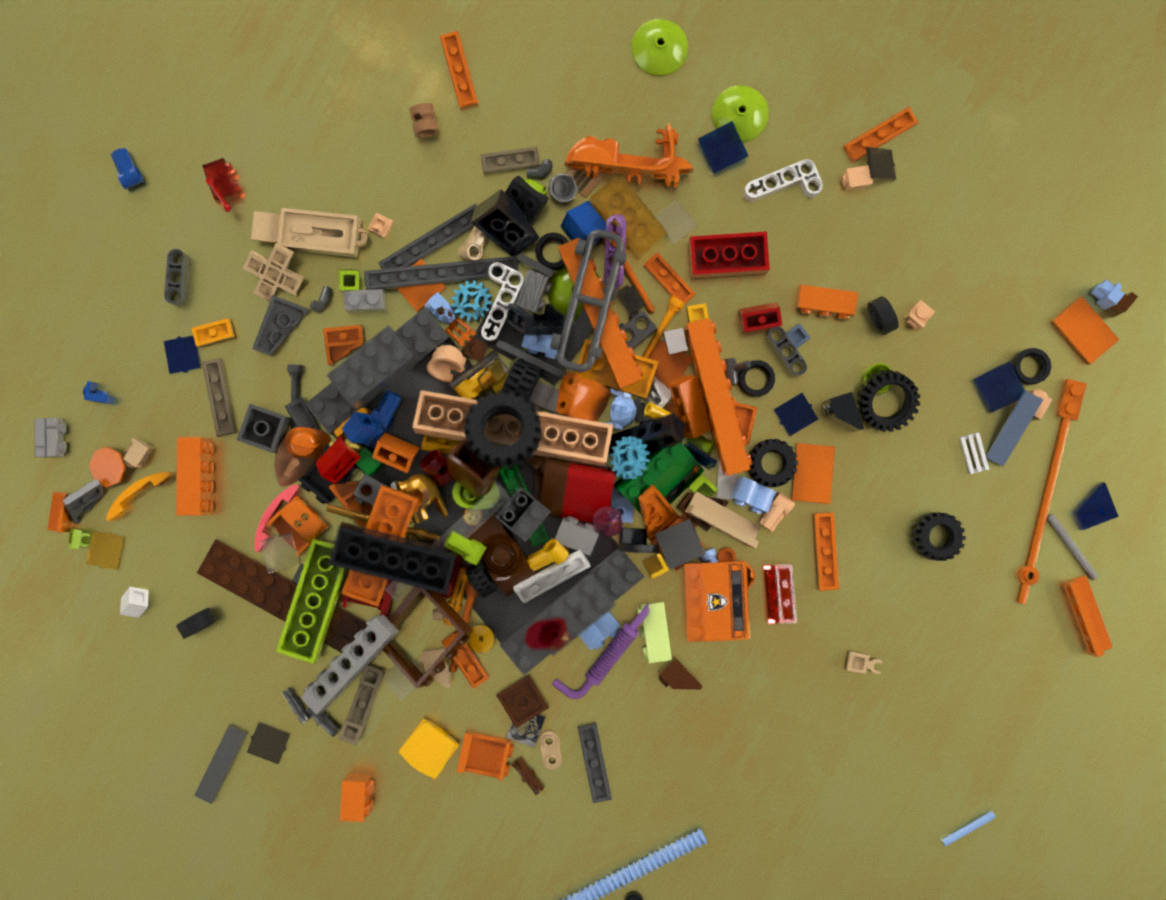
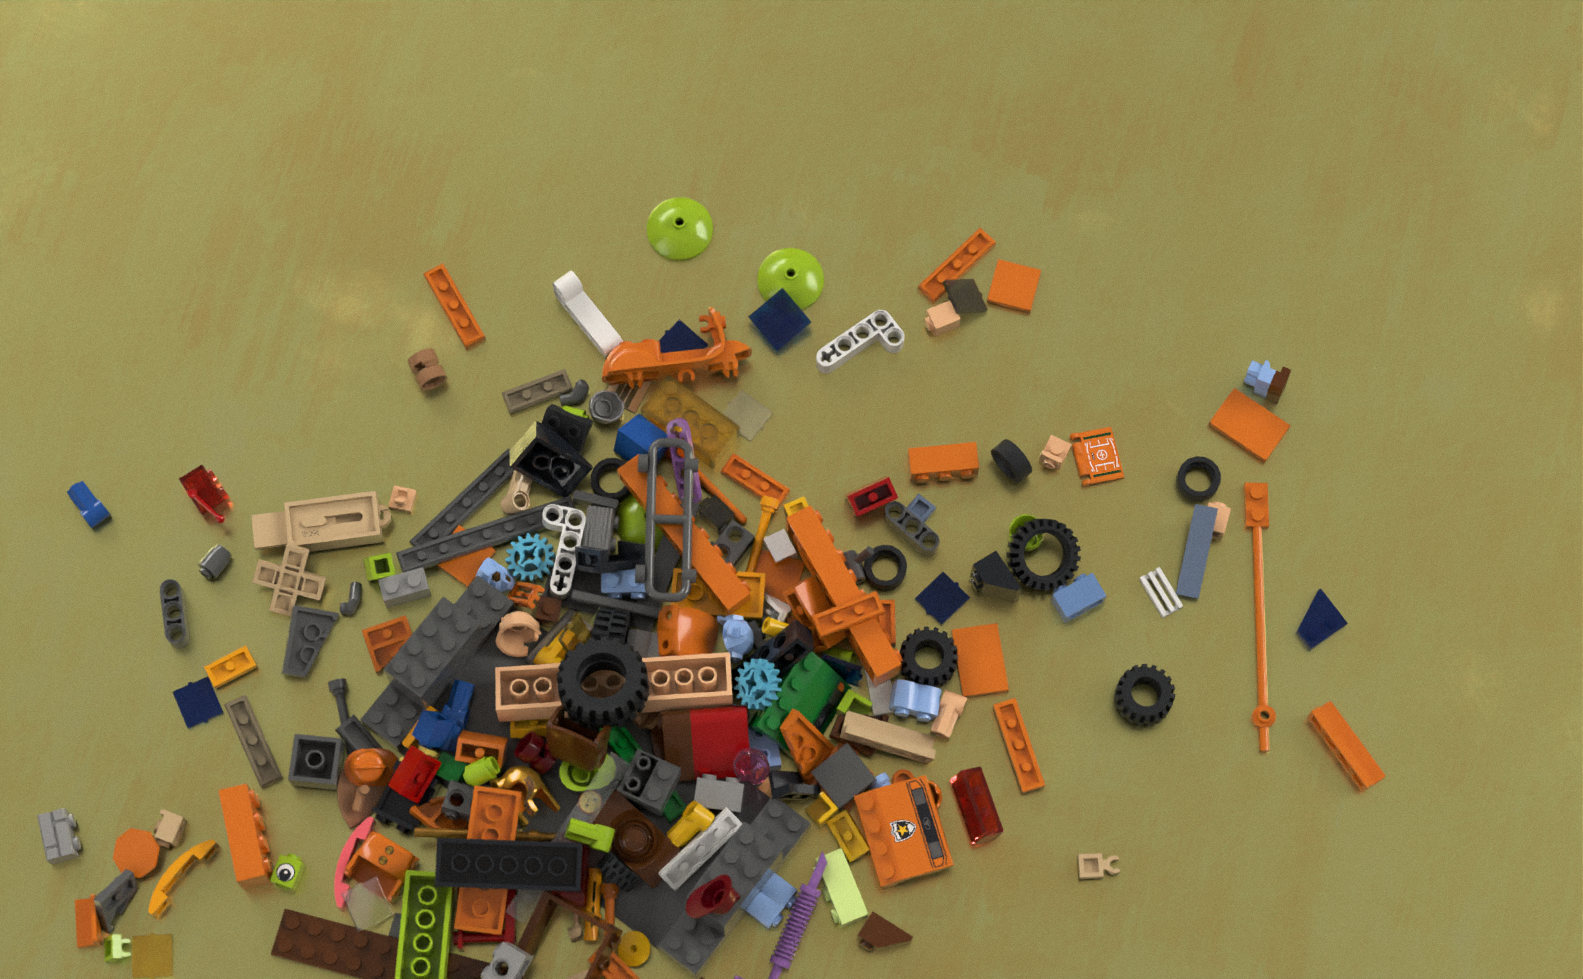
camera: 15 degrees left, 15 degrees down
(92, 394) = (109, 774): blue bracket -> none
(217, 242) = (214, 561): none -> dark grey brick
(223, 511) = (288, 872): none -> lime brick
(390, 473) = (481, 771): none -> lime brick
(564, 102) = (593, 323): none -> white beam
(637, 144) = (680, 338): none -> clear blue piece
(672, 591) = (848, 836): none -> yellow plate
(717, 418) = (848, 614): none -> orange tile
(728, 254) = (816, 436): red brick -> none
(906, 442) = (1078, 597): none -> medium blue brick
(923, 164) = (1014, 286): none -> orange tile
(953, 326) = (1097, 456): none -> orange piece
(1000, 386) = (1168, 510): clear blue plate -> none
(1072, 546) = (1305, 671): light grey bar -> none

